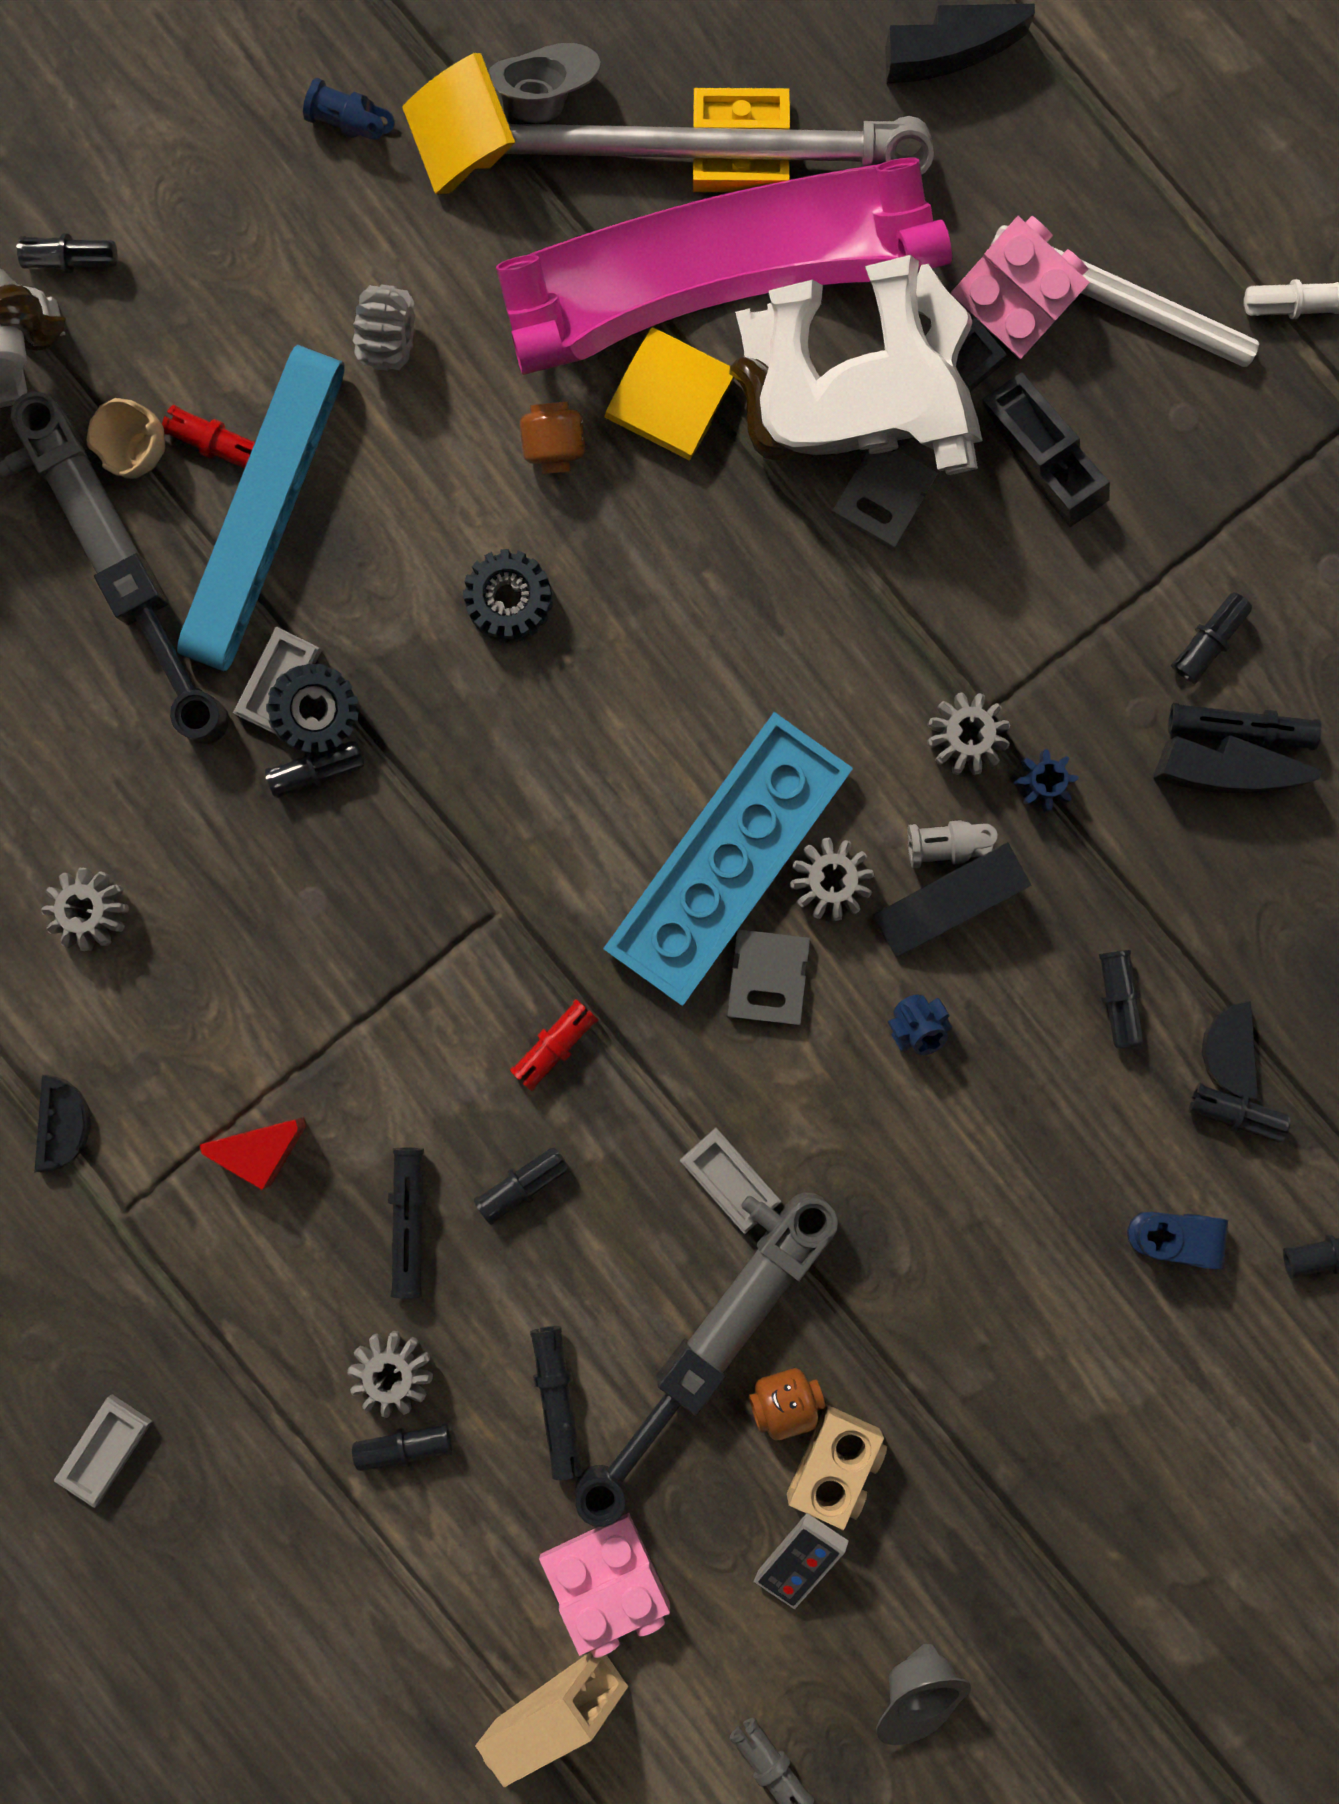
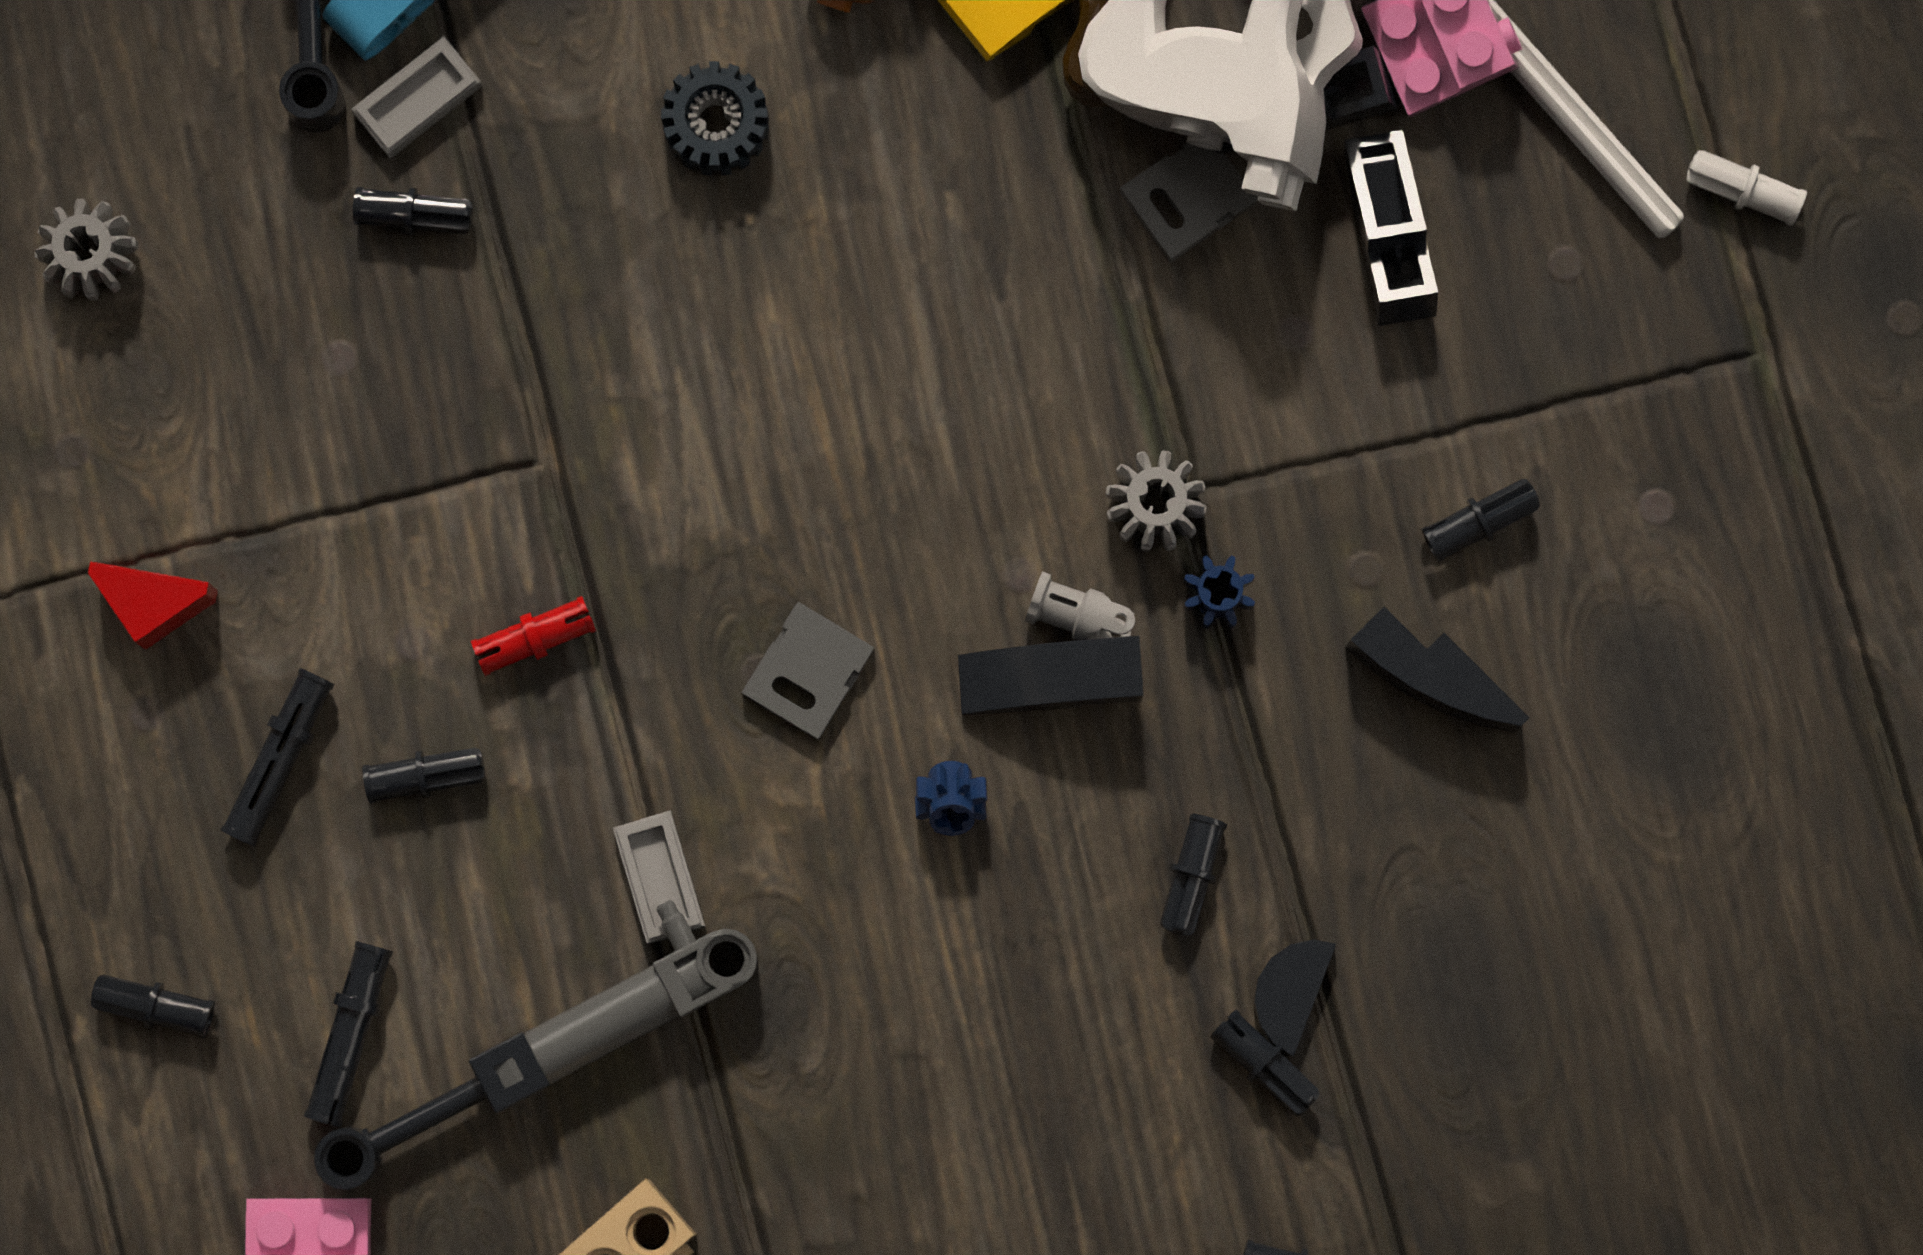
camera: 20 degrees right, 5 degrees down
(309, 733) = (425, 169): black bush -> none
(405, 1386) = (180, 936): light grey gear -> none
(728, 858) = (823, 518): dark azure plate -> none
(786, 1404) = (603, 1151): dark orange head -> none
(848, 883) = (909, 584): light grey gear -> none
(1185, 1238) = (1143, 1179): dark blue piece -> none
(1265, 728) = (1471, 634): black pin -> none

